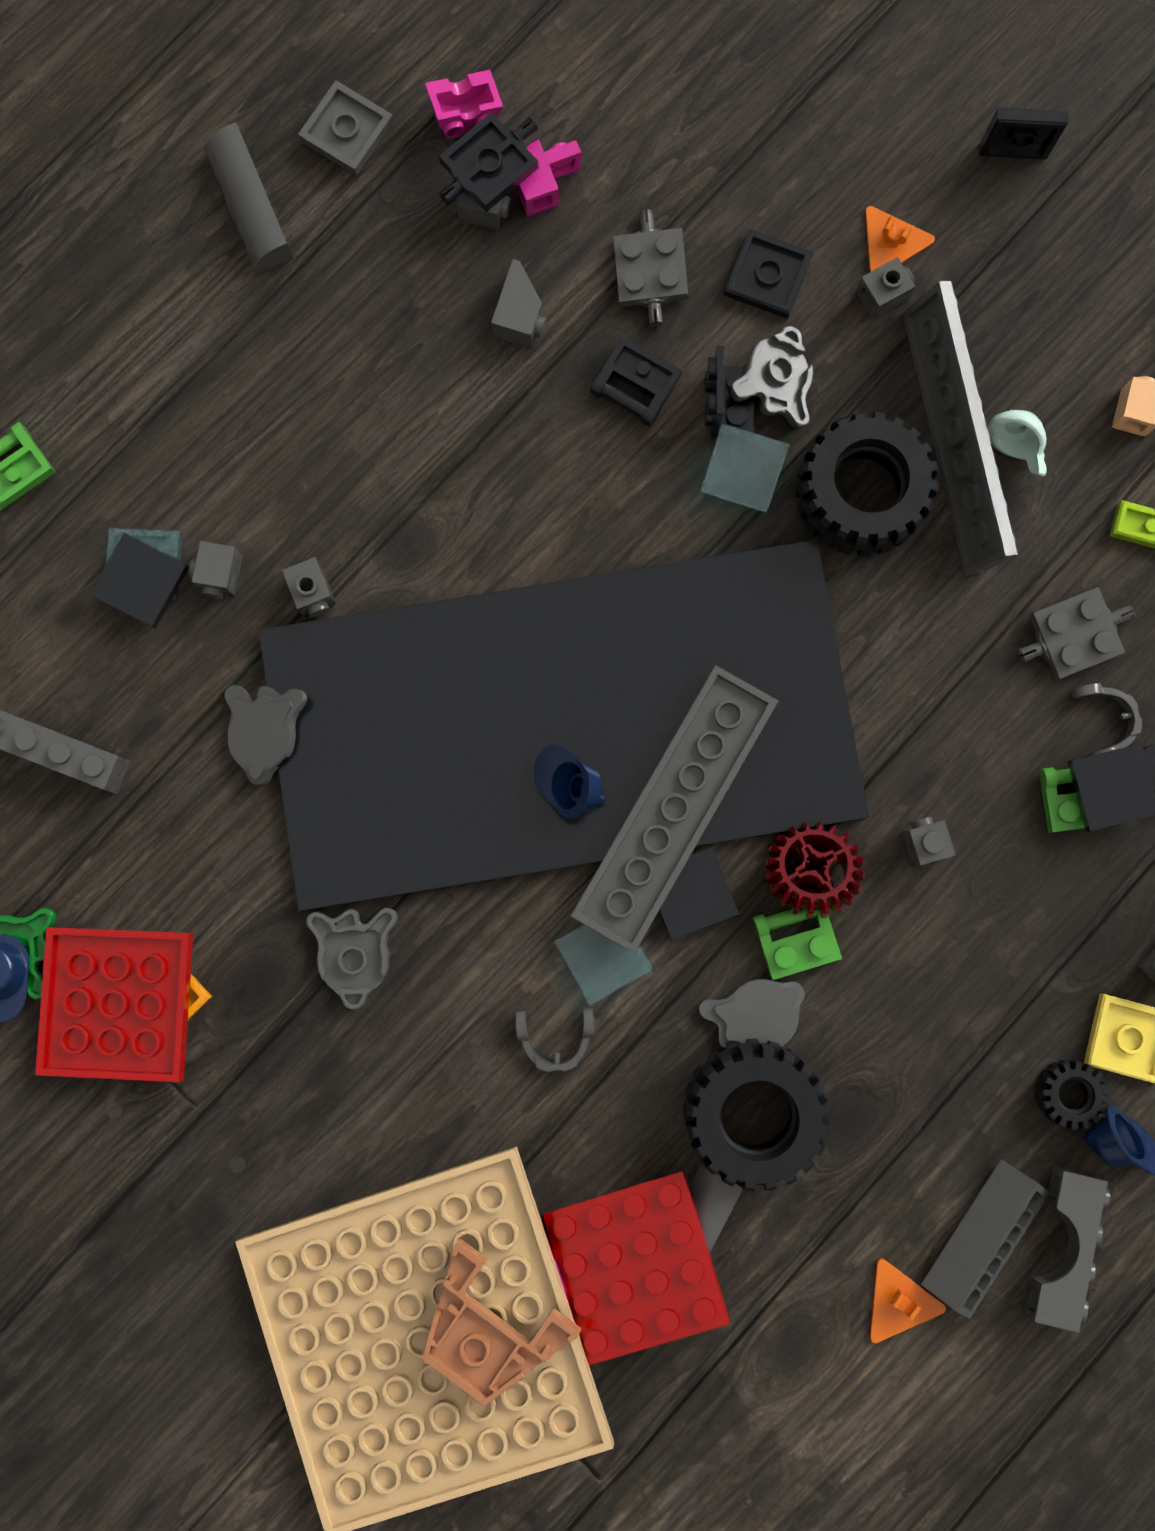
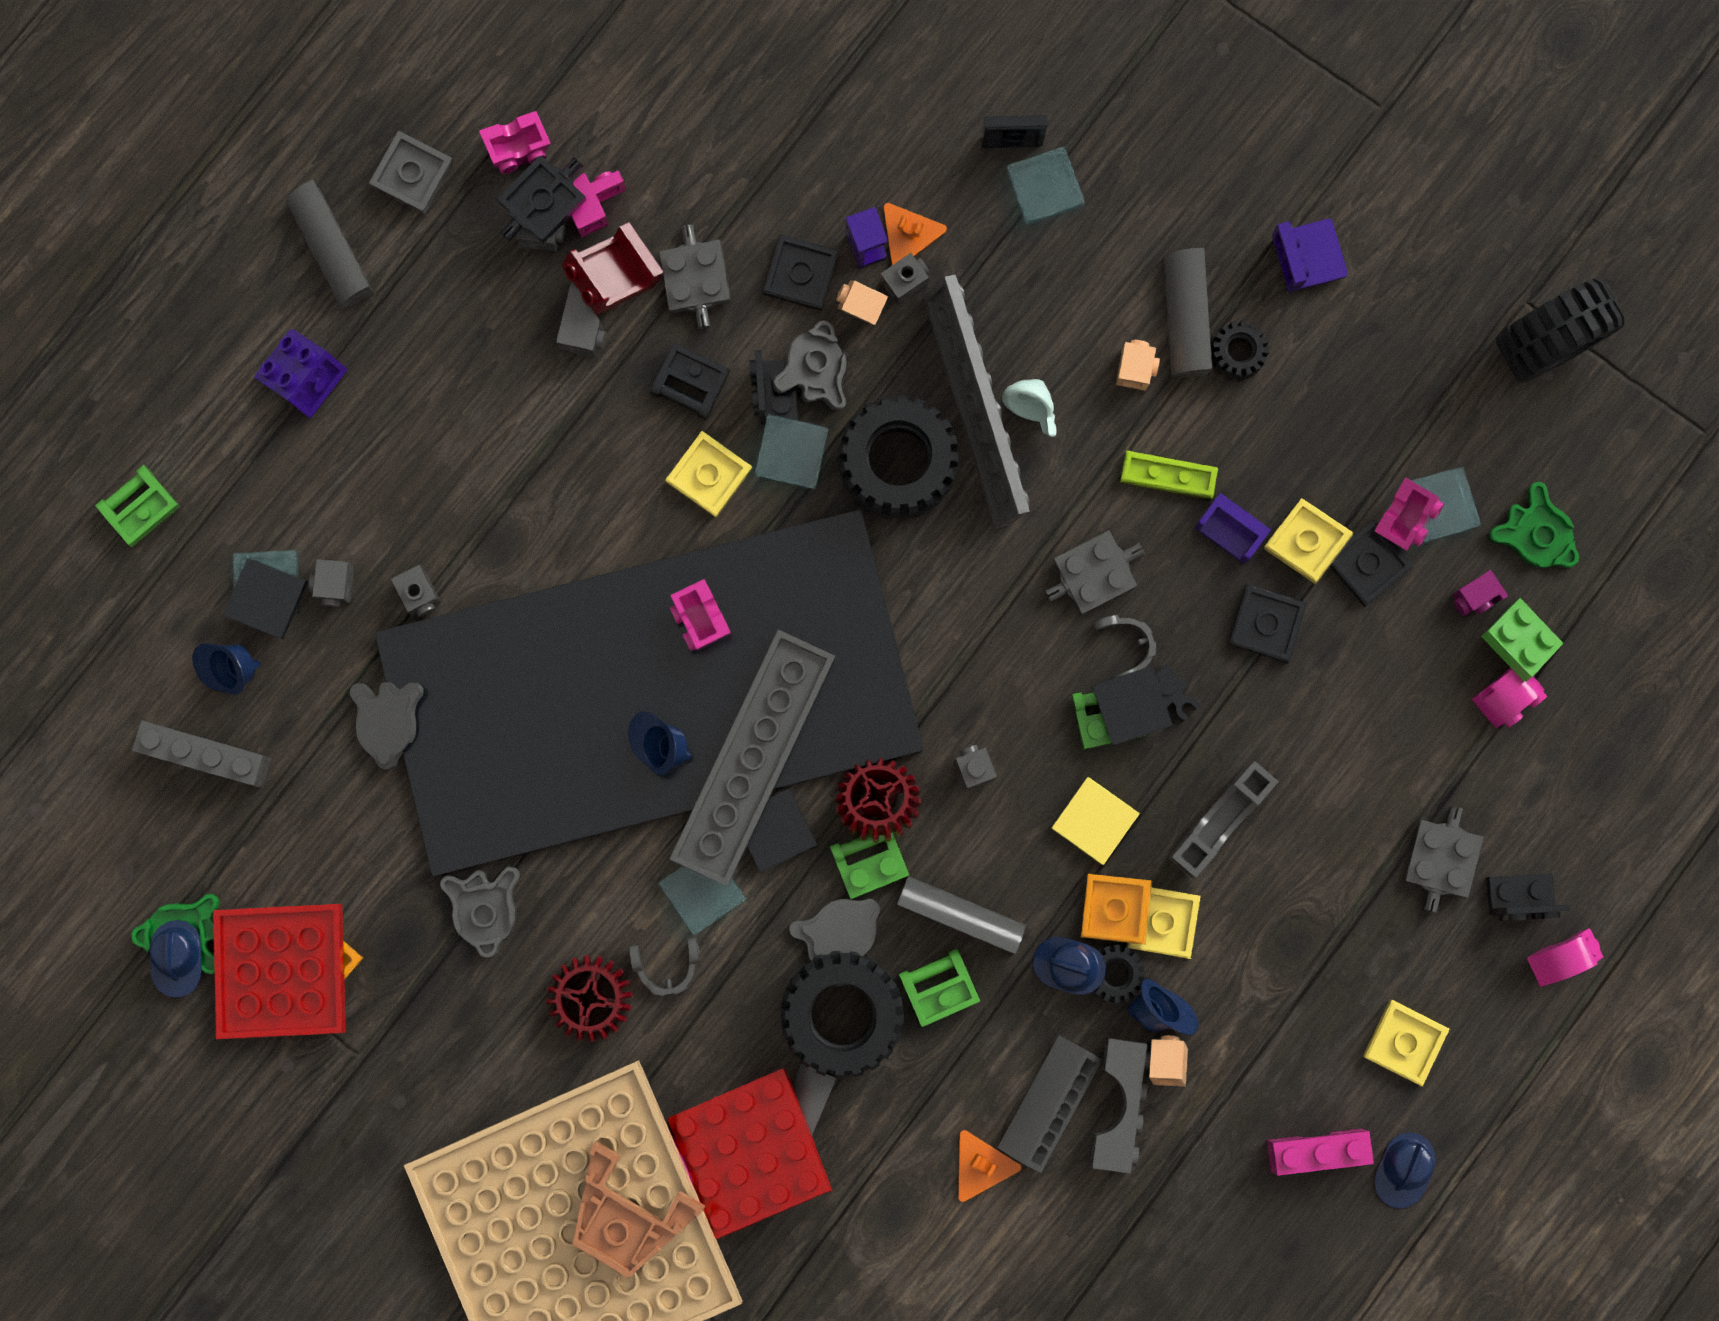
camera: 10 degrees left, 0 degrees up
(86, 653) = (224, 667): none -> dark blue piece
(204, 335) = (301, 372): none -> dark purple bracket
(481, 1072) = (615, 1004): none -> dark red gear
(561, 249) = (613, 270): none -> dark red panel
(627, 641) = (700, 615): none -> dark pink cylinder
(648, 486) = (708, 474): none -> light yellow tile
(836, 308) = (861, 301): none -> light nougat brick
(843, 233) = (866, 237): none -> dark purple panel
(870, 1104) = (943, 998): none -> bright green plate
(899, 1011) = (961, 915): none -> dark grey brick
(1020, 1080) = (1069, 965): none -> dark blue piece
(1048, 201) = (1045, 185): none -> clear light blue tile
(1058, 915) = (1095, 820): none -> light yellow tile
(1078, 1019) = (1116, 909): none -> light orange tile
(1130, 1203) = (1168, 1061): none -> light nougat brick

